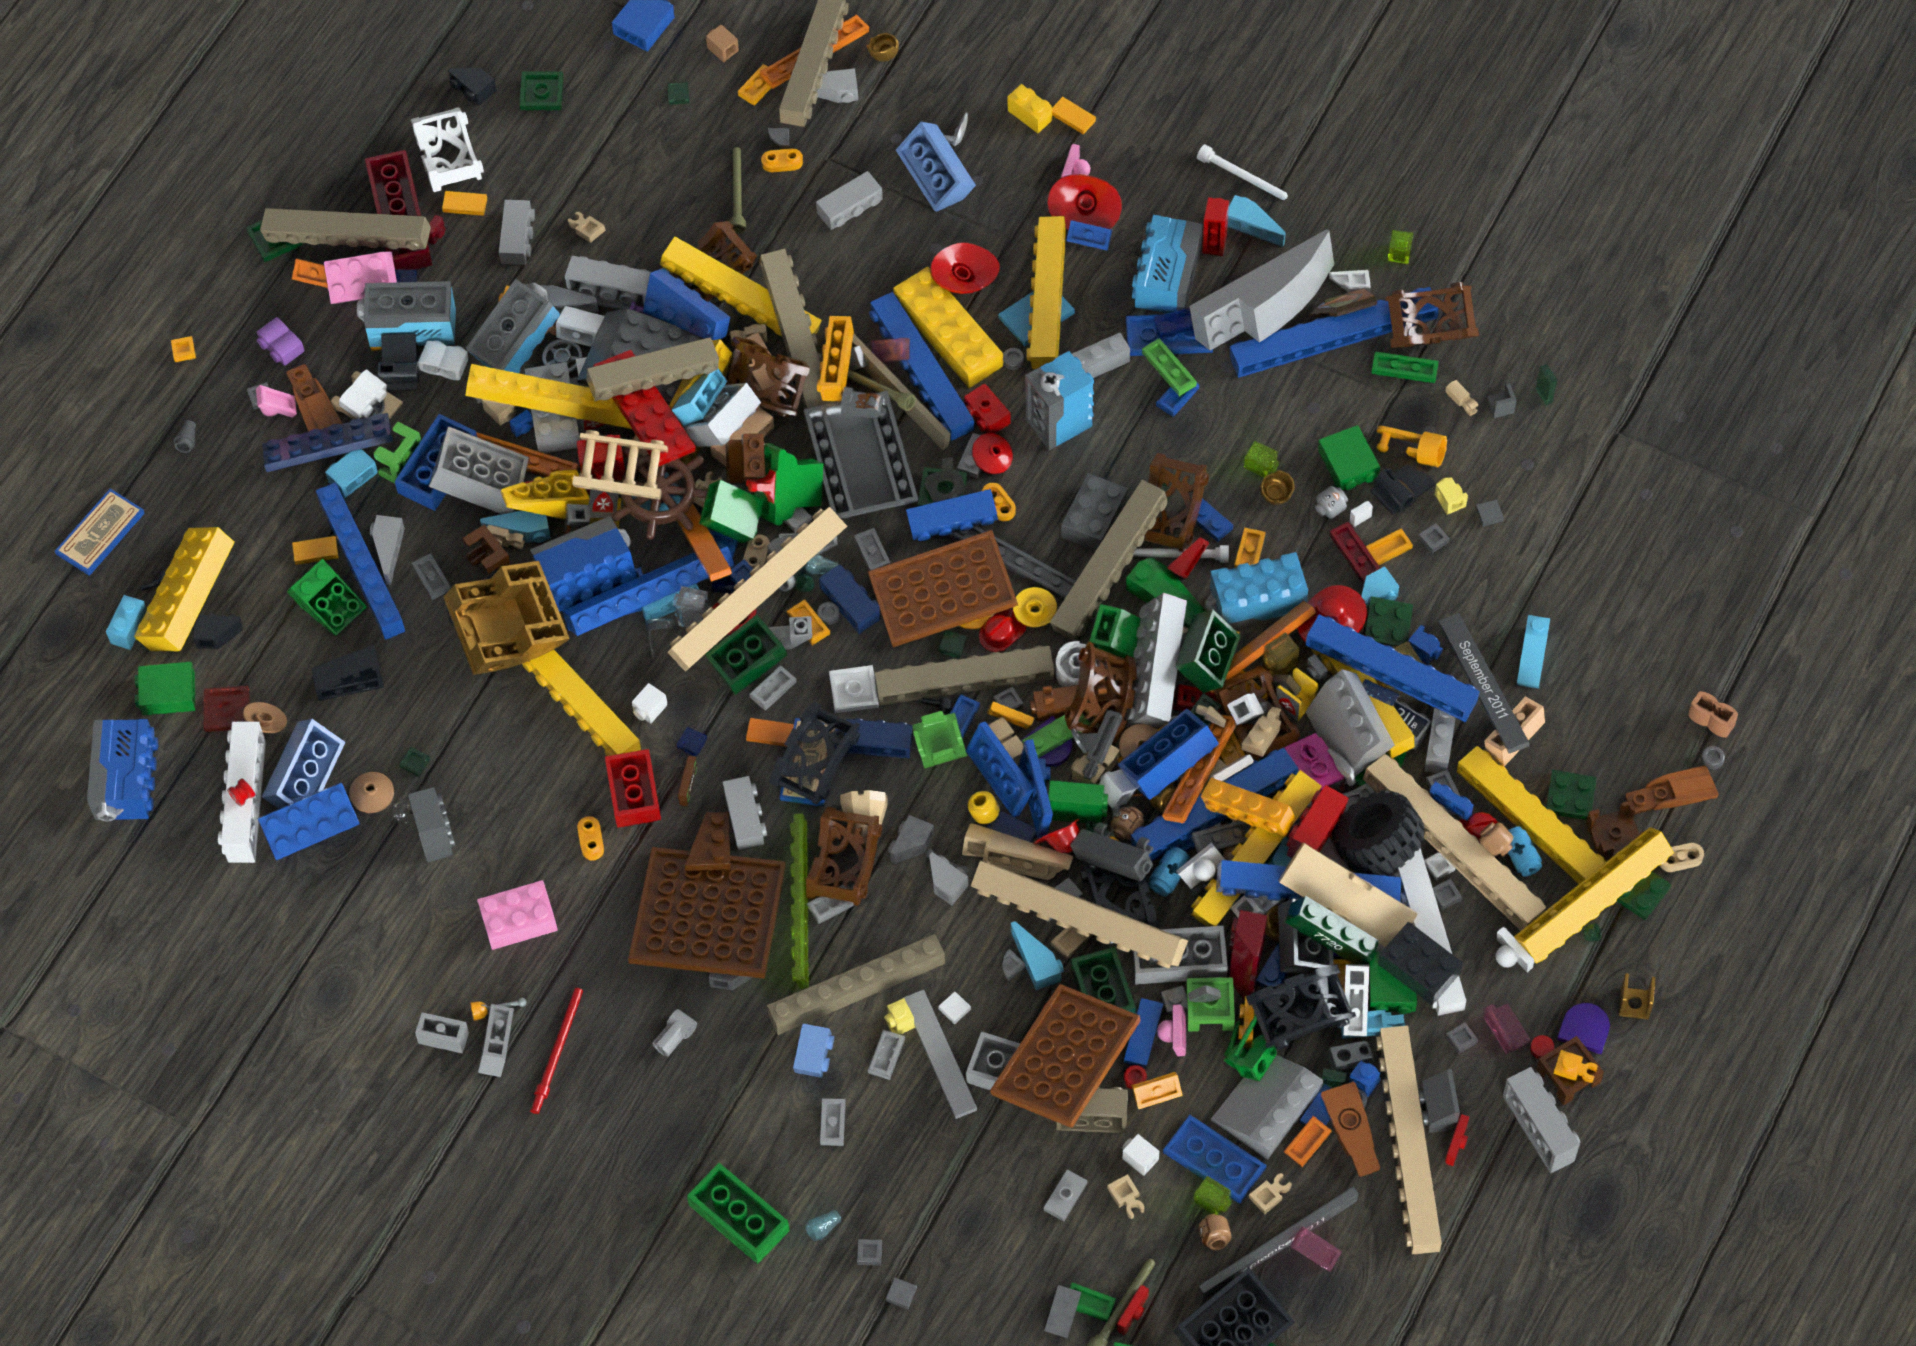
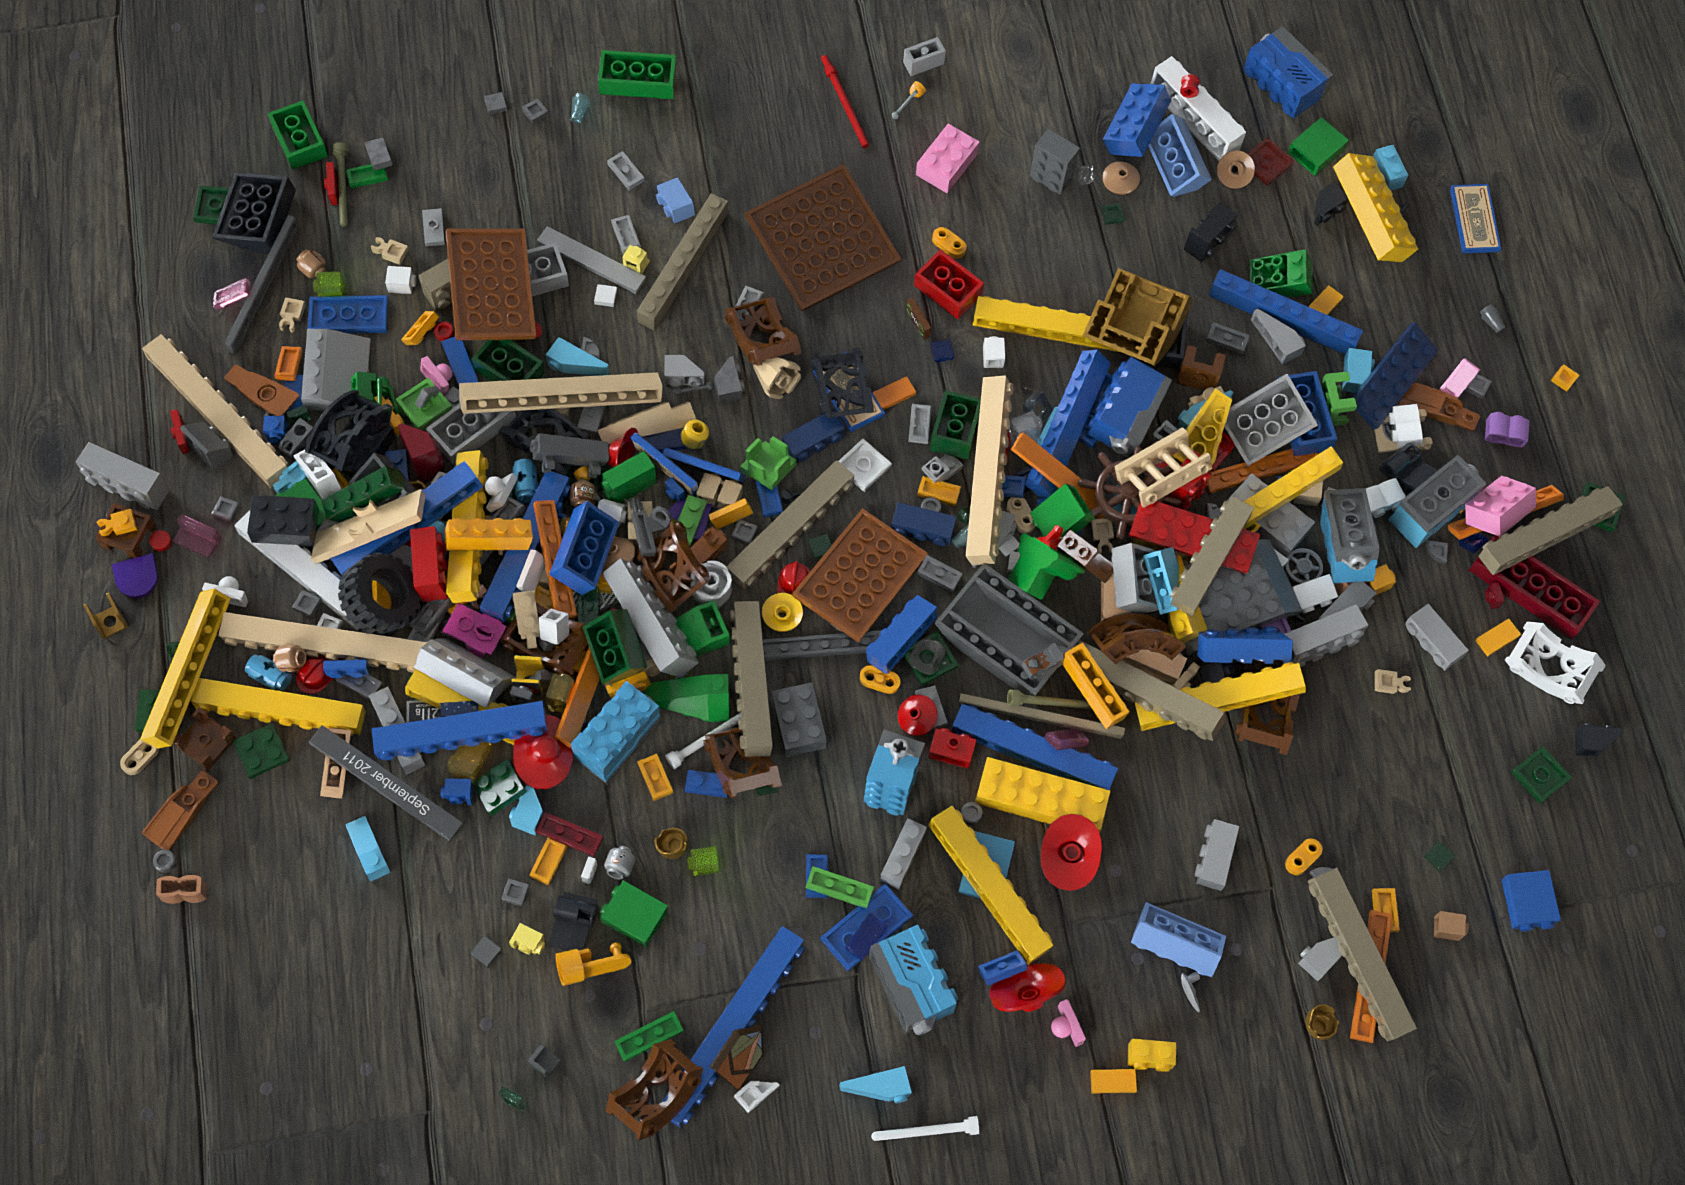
camera: 135 degrees right, 5 degrees up
(496, 1040) = (887, 77): light grey slope -> none
(678, 1028) = (777, 160): light grey piece -> none
(711, 844) = (862, 286): reddish brown wing -> none
(737, 220) = (1284, 772): olive piece -> none
(744, 812) = (860, 323): light grey brick -> none
(799, 910) = (763, 283): clear neon green plate -> none
(856, 358) = (1087, 715): dark grey tile -> none
(1187, 560) = (696, 724): red slope -> none
(1211, 715) = (577, 606): tan bar -> none
(1215, 226) = (899, 1039): red brick -> none
(1264, 297) = (804, 1003): light grey slope -> none
(1343, 766) = (448, 635): light grey bar -> none
(1400, 246) = (735, 1153): clear neon green brick -> none
(1462, 397) = (581, 1043): tan bar -> none

